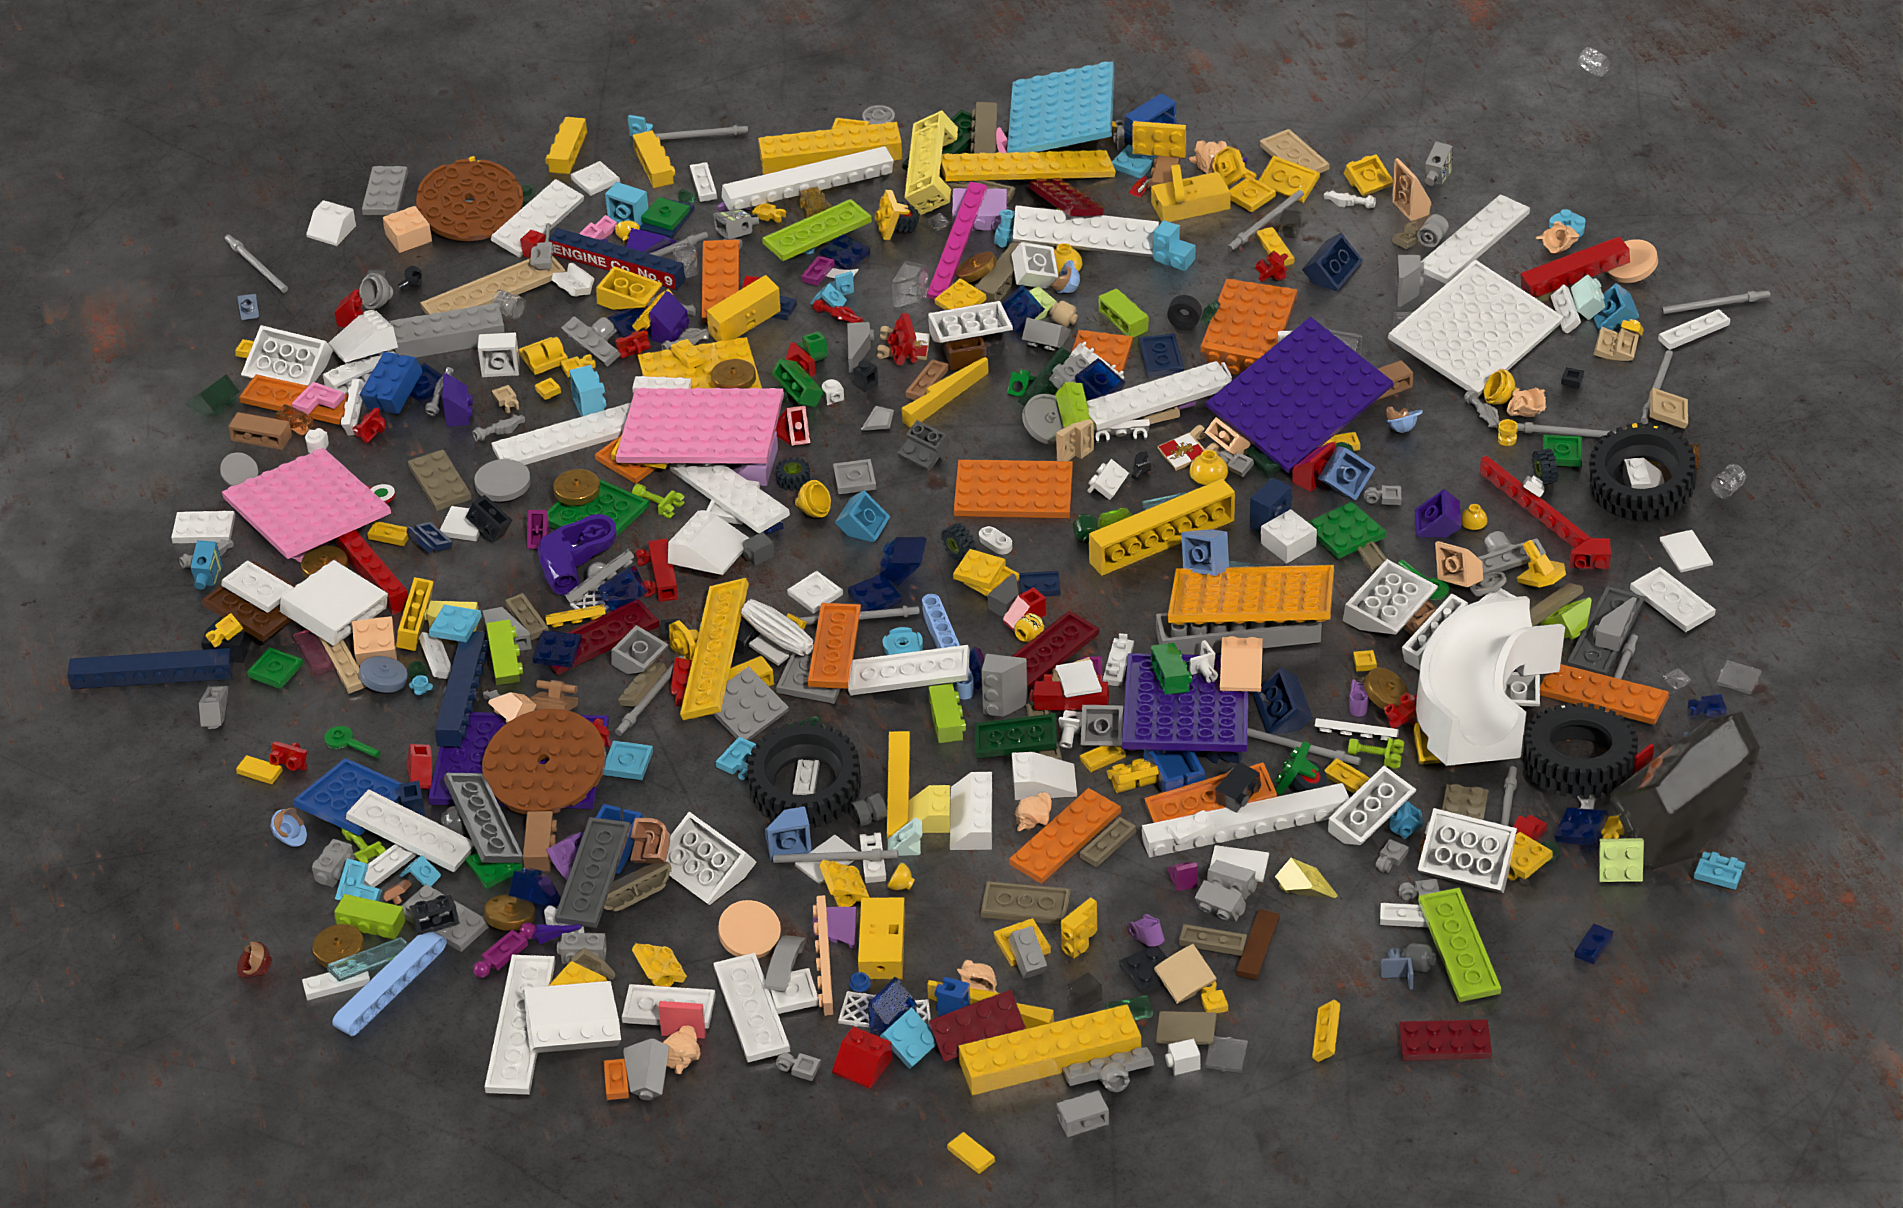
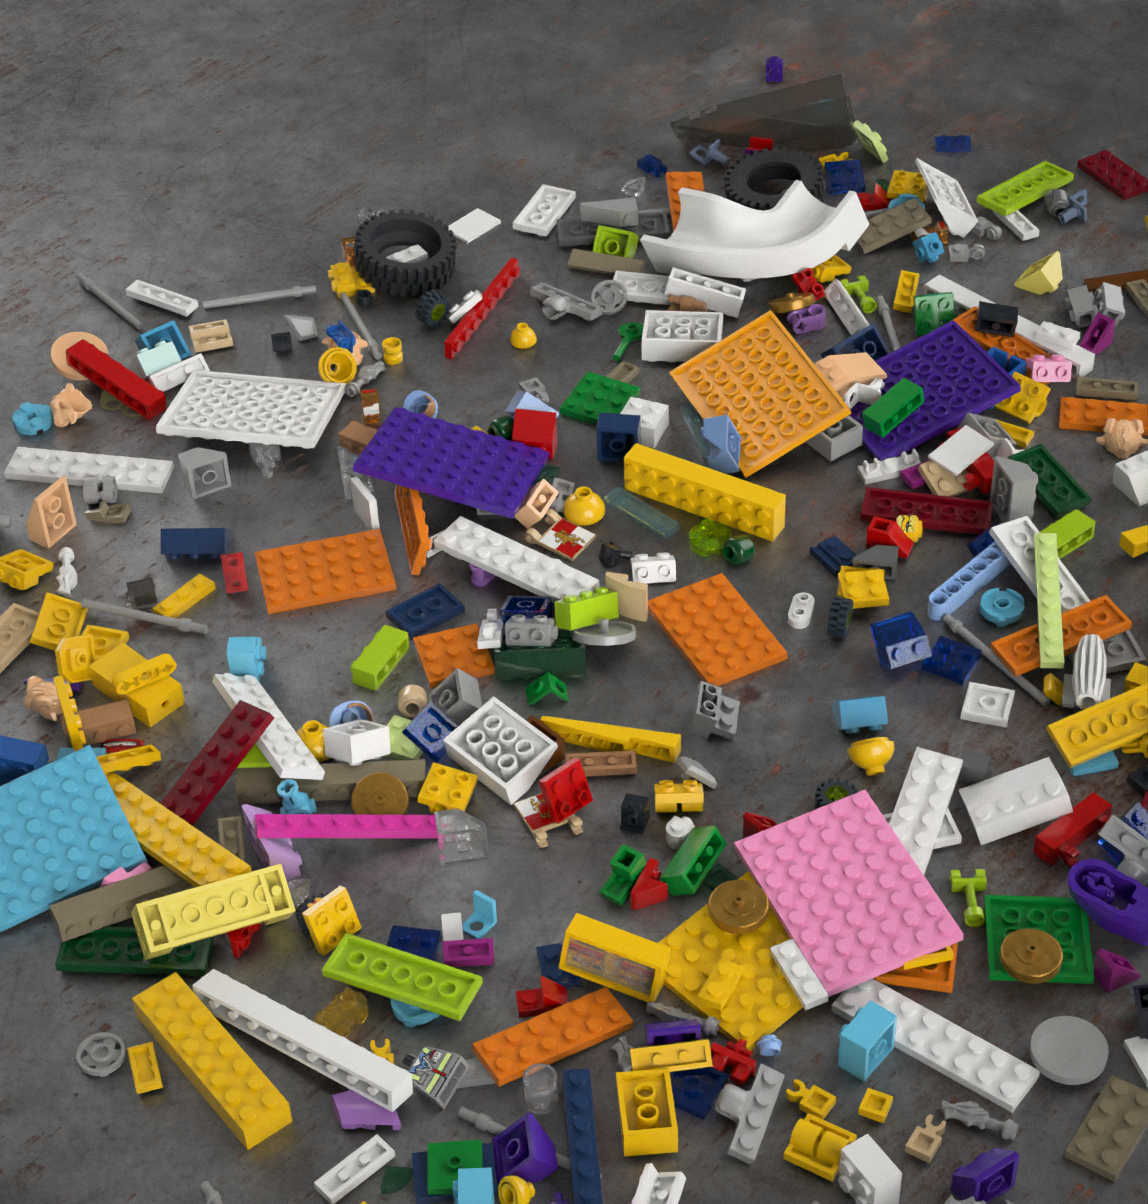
camera: 120 degrees left, 0 degrees up
(629, 363) = (769, 1045): none -> light blue plate
(831, 296) = (513, 912): medium azure bracket -> none
(842, 313) = (531, 896): red piece -> none
(854, 476) = (799, 749): light grey plate -> none
(858, 342) = (583, 847): light grey slope -> none
(860, 399) = (687, 793): none -> yellow plate
(869, 645) = (1048, 601): none -> yellowish green plate
(1040, 773) = (1080, 453): white slope -> none
(1117, 173) = (129, 758): none -> yellow plate
(1154, 801) = (1050, 369): none -> bright pink bracket
(1187, 303) = (356, 604): black tyre -> none
(1210, 311) = (333, 597): clear green tile -> none
(1244, 858) = (1048, 313): white piece -> none
(1369, 807) = (935, 258): white slope -> none
(1434, 398) = (370, 405): none -> clear orange leg
(1438, 516) = (542, 351): dark purple slope -> none
(1457, 565) = (611, 307): light nougat slope -> none
(1532, 389) = (341, 336): none -> blue hinge
(1541, 569) = (570, 275): yellow piece -> none
(1565, 448) = (392, 317): green plate -> none
(1581, 391) = (302, 326): none -> light grey piece
(1591, 554) = (527, 259): red slope -> none
(1633, 326) = (185, 326): yellow plate -> none
(1668, 408) = (295, 274): tan plate -> none
(1739, 677) = (605, 163): clear piece -> none
(1847, 874) = (774, 69): none -> dark purple slope

